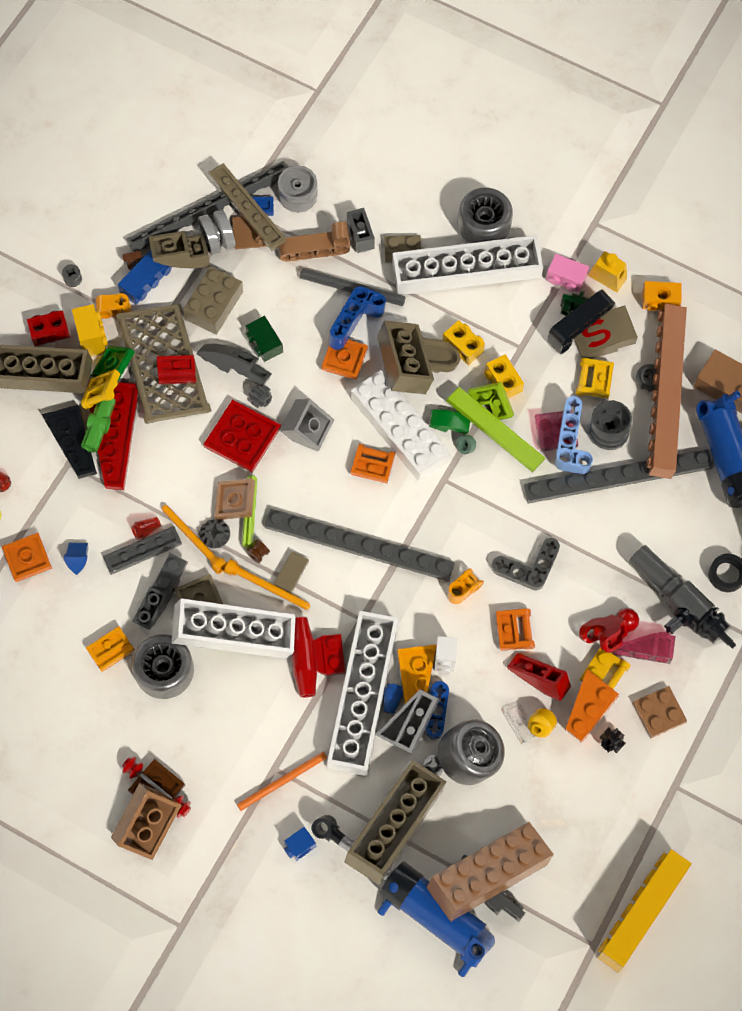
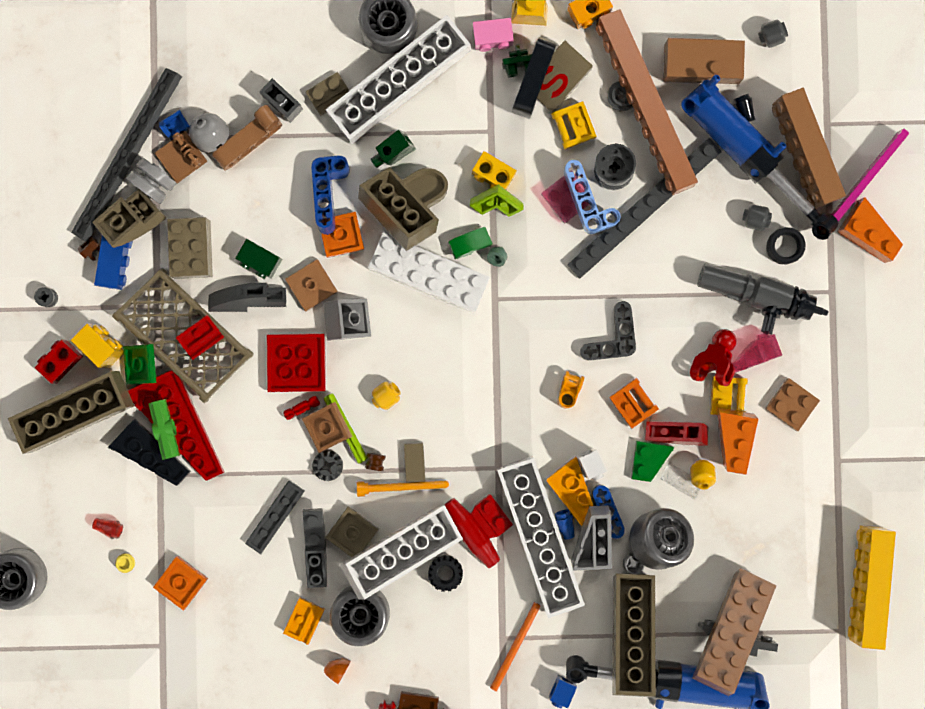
camera: 30 degrees left, 20 degrees up
(76, 556) = (222, 557): blue tile -> none
(102, 387) = (143, 393): yellow plate -> none
(111, 305) = (99, 307): light orange piece -> none
(113, 706) = (336, 669): none -> orange brick
(145, 527) = (265, 496): clear red cone -> none
(218, 564) = (347, 491): light orange piece -> none
(222, 474) = (301, 407): none -> red axle
(247, 207) = (164, 139): dark tan plate -> none
(259, 691) = (449, 584): none -> black tyre
(260, 396) = (289, 316): dark grey gear -> none
(288, 220) = (208, 132): none -> light grey cylinder
(294, 383) = (311, 285): none -> medium nougat plate
(297, 188) = (200, 81): light grey wheel -> none
(301, 502) = (386, 395): none -> yellow head
(348, 286) = (304, 160): dark grey axle -> none
(359, 545) = (457, 403): dark grey plate -> none
(371, 468) = (427, 327): orange plate -> none
(430, 314) = (399, 145): none -> dark green torso
(461, 343) = (437, 161): yellow brick -> none
(495, 429) = (514, 227): lime tile -> none
(500, 686) = (649, 460): none -> green wing
(612, 740) = (768, 454): black gear -> none
(715, 535) = (757, 217): none -> dark grey head

